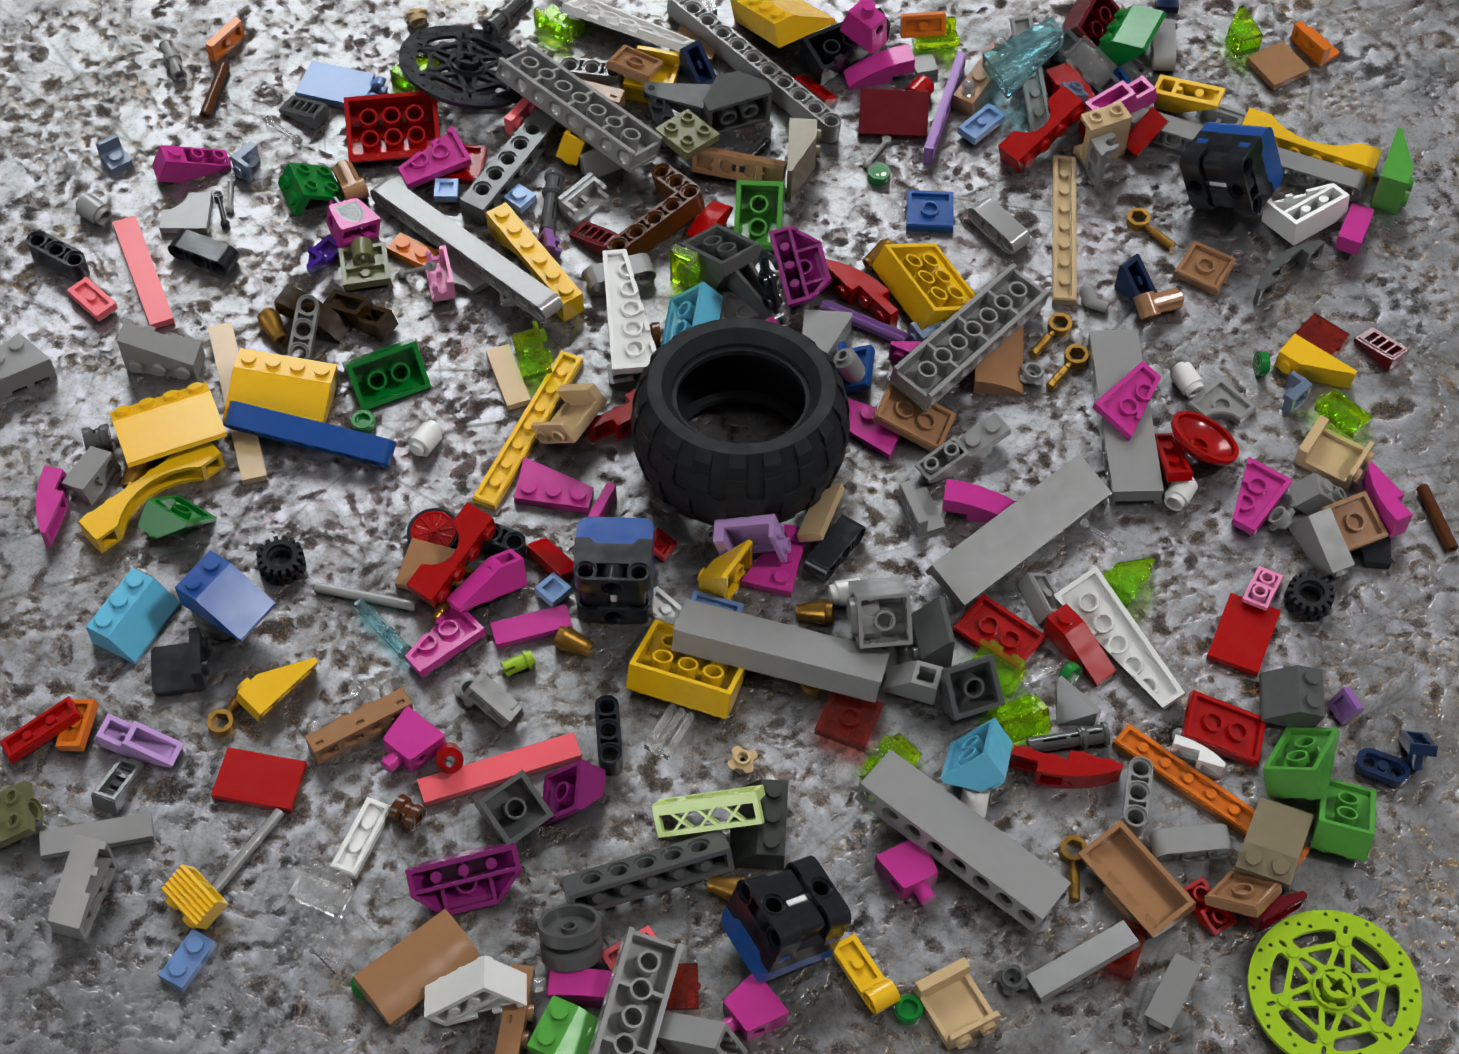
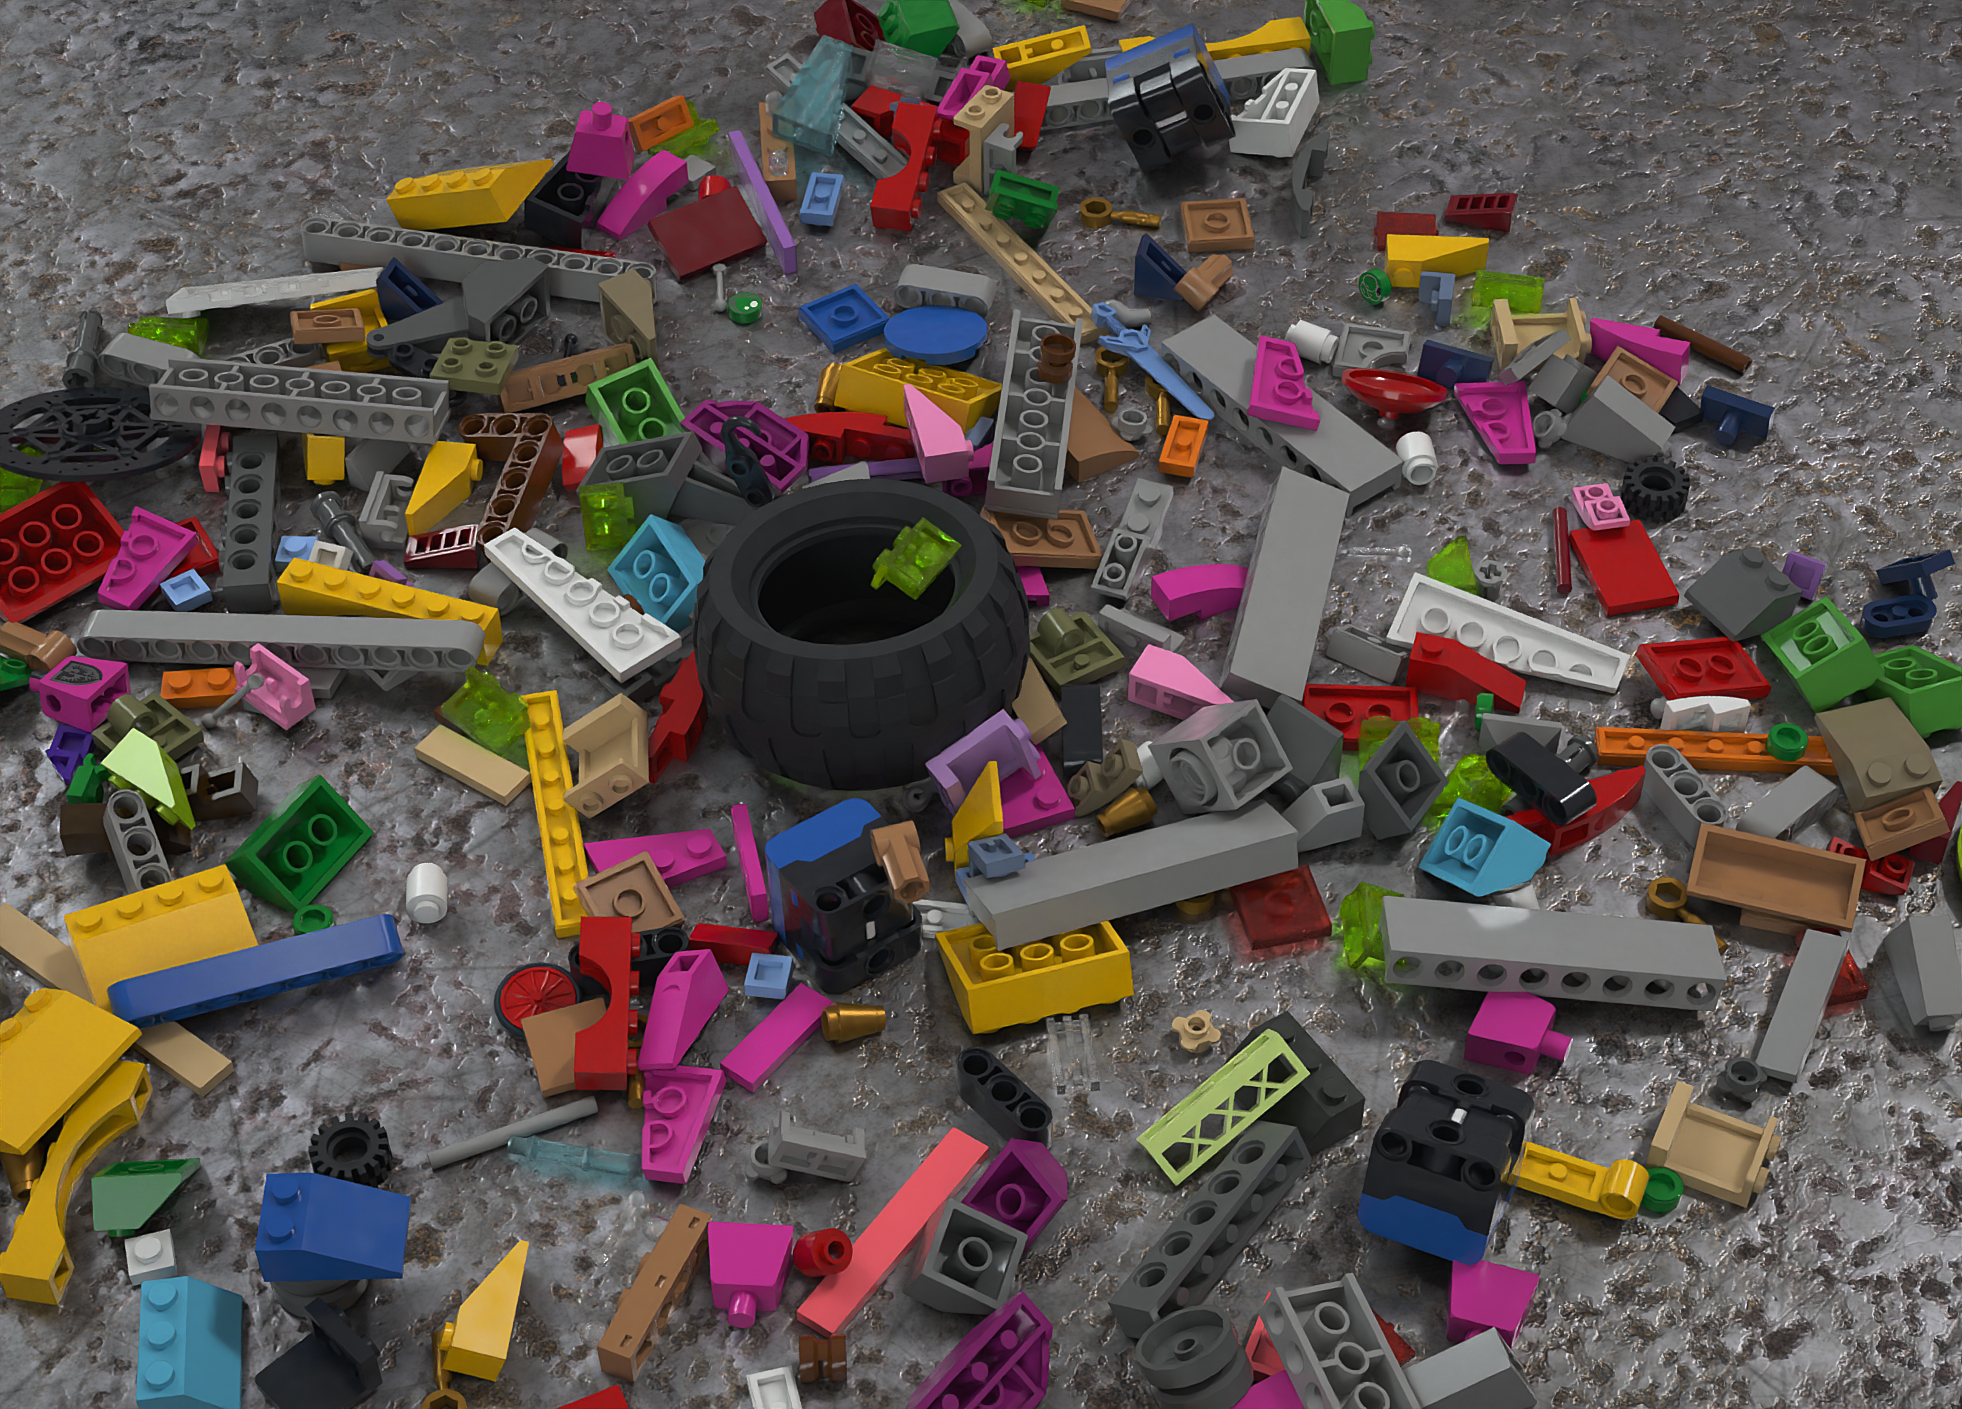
camera: 35 degrees left, 10 degrees down
(156, 555) = (151, 1257): none -> white plate
(272, 324) = (73, 874): pearl gold cone -> none
(313, 278) = (87, 781): none -> green plate
(341, 292) = (148, 770): none -> lime slope
(517, 504) = (633, 891): none -> medium nougat tile
(518, 663) = (807, 1082): lime pin -> none
(529, 30) = (138, 359): none -> light grey beam
(529, 212) = (330, 555): none -> white plate
(621, 198) = (442, 484): none -> yellow slope
(636, 565) = (899, 852): none -> medium nougat piece
(709, 596) = (995, 857): none -> sand blue bracket
(723, 886) = (1323, 1186): pearl gold cone -> none
(768, 402) = (916, 559): none -> clear neon green bracket
(816, 585) = (1103, 782): none -> dark tan slope
(871, 496) = (1072, 649): none -> olive plate
(896, 325) = (936, 438): none -> bright pink slope
(906, 551) = (1171, 684): none -> bright pink slope
(968, 251) = (935, 334): none -> blue tile
(1001, 310) = (1056, 358): none -> reddish brown wheel
(1049, 404) = (1183, 446): none -> orange plate
(1050, 736) = (1541, 778): none -> black beam
(1077, 326) = (1136, 346): none -> medium blue sword
(1095, 187) = (1022, 199): none -> green bracket
(1144, 601) = (1492, 586): none -> light grey bush
(1172, 459) = (1386, 426): red tile -> none
(1216, 601) = (1562, 551): none -> dark red bar
(1230, 802) = (1787, 742): none -> green tile
(1258, 444) = (1453, 365): none -> dark blue tile
(1302, 467) = (1533, 356): none -> light grey tile
(1354, 228) = (1343, 110): dark pink slope -> none
(1406, 577) = (1735, 414): none -> dark blue tile

